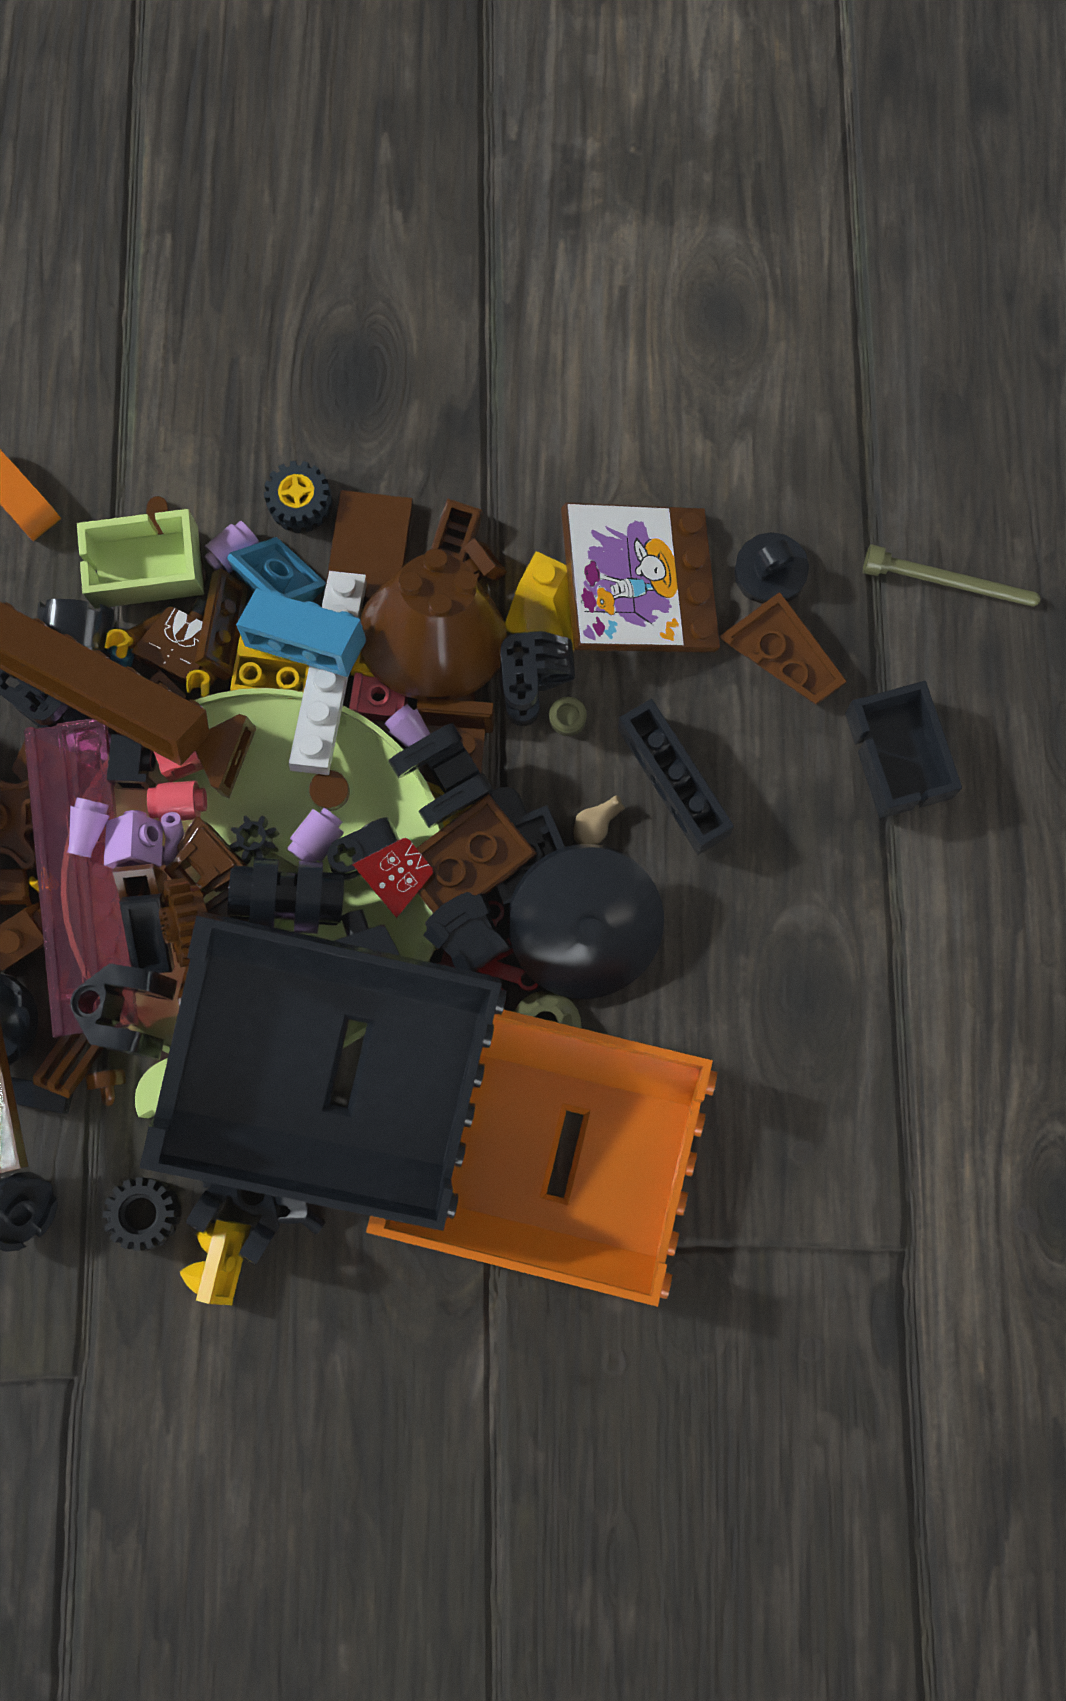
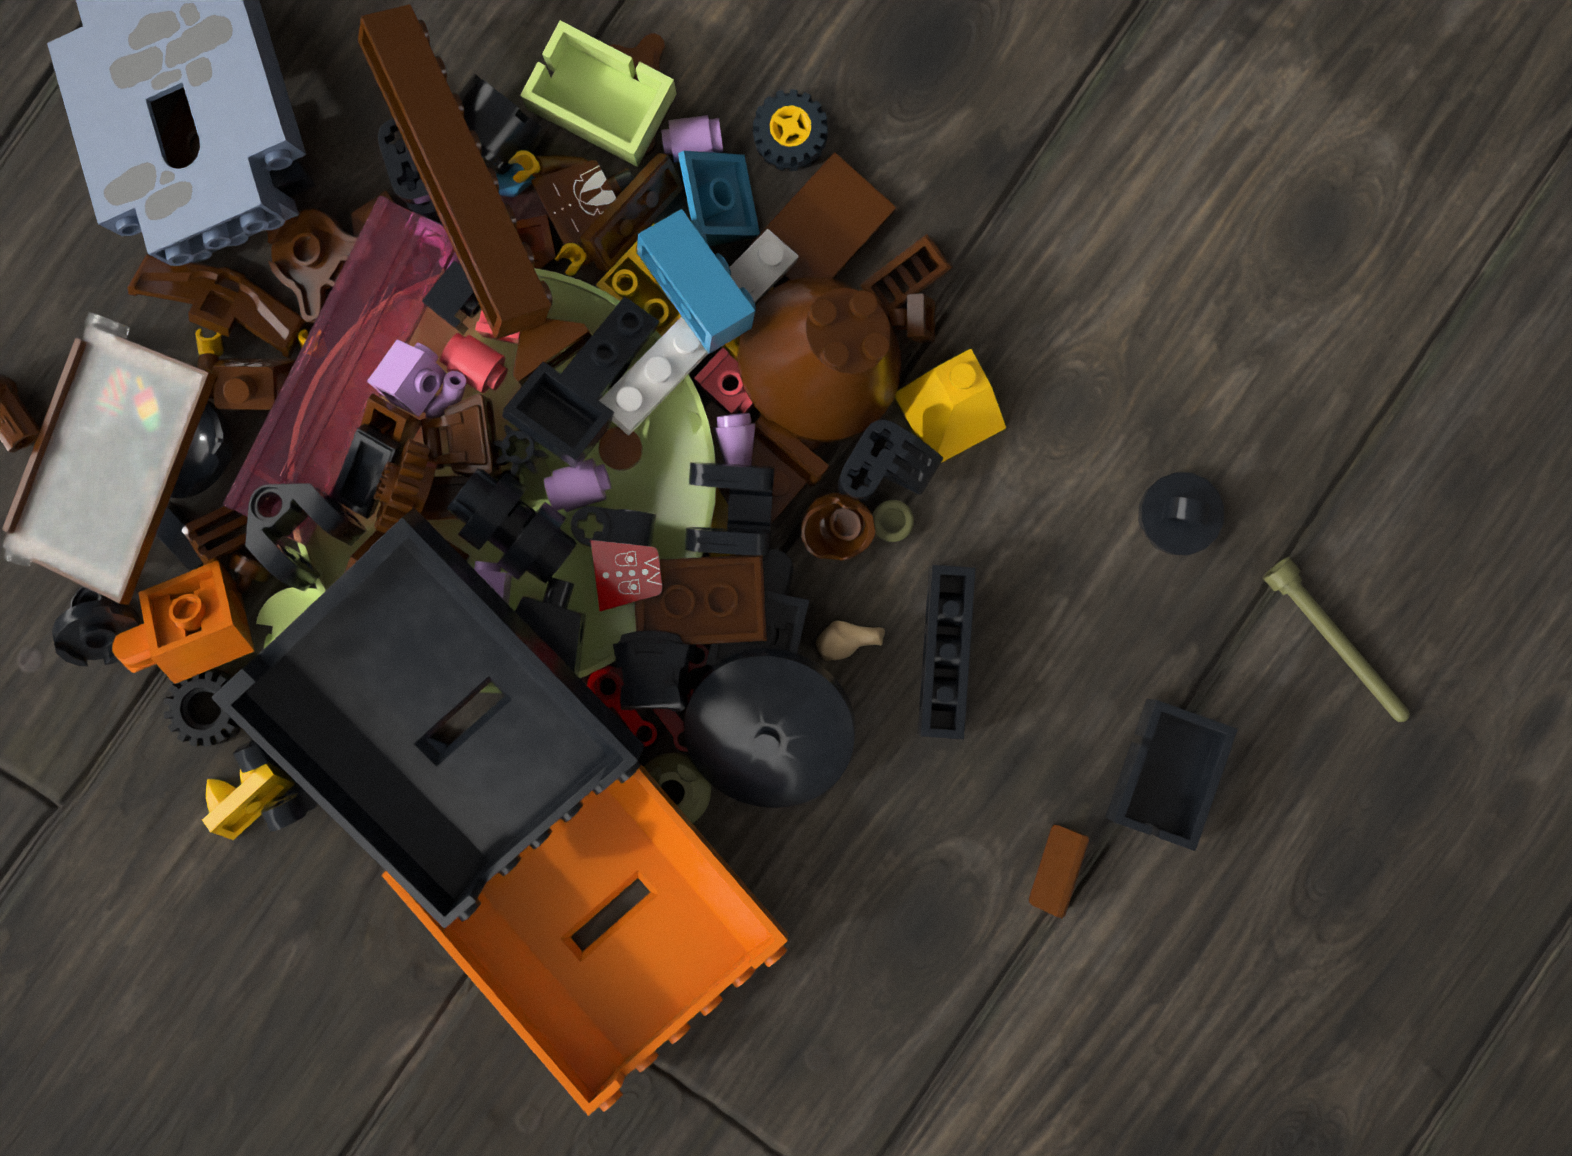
camera: 30 degrees right, 10 degrees up
(86, 826) = (375, 332): lavender cone -> none
(87, 1155) = (173, 623): none -> orange brick
(268, 781) = (565, 407): none -> black plate
(531, 743) = (837, 527): none -> reddish brown hair
(639, 578) = (1050, 439): plate -> none
(786, 649) = (1137, 602): reddish brown wing -> none
(875, 880) = (1058, 870): none -> reddish brown slope

